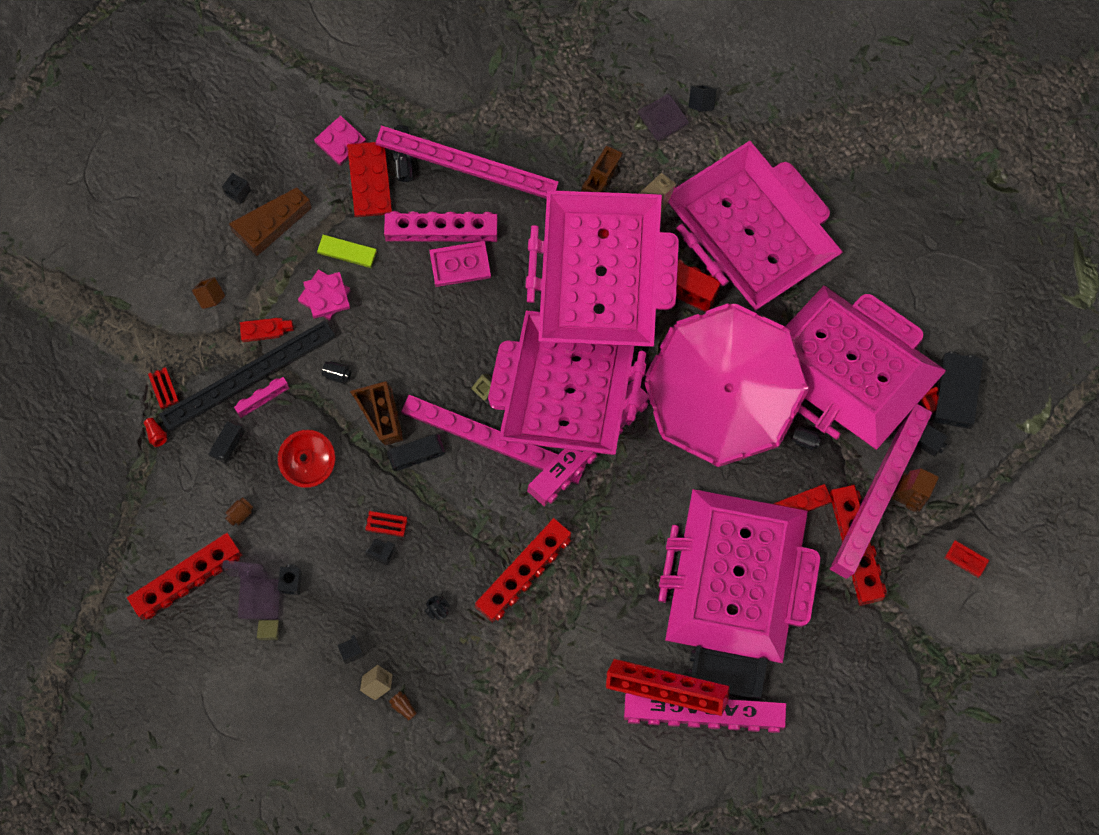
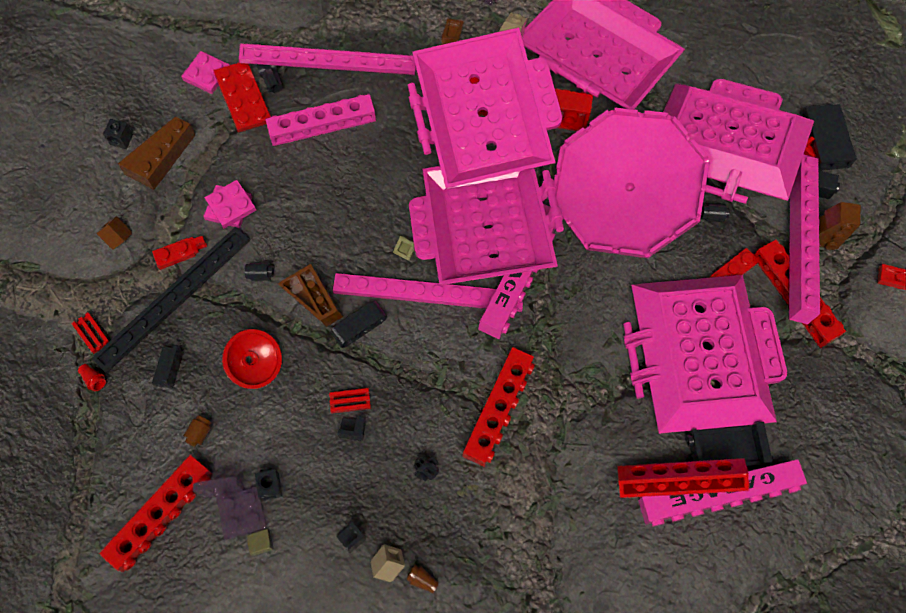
camera: 20 degrees left, 5 degrees down
(261, 397) = (191, 314): dark pink plate -> none
(346, 251) = (238, 163): lime tile -> none
(460, 264) = (348, 146): dark pink plate -> none

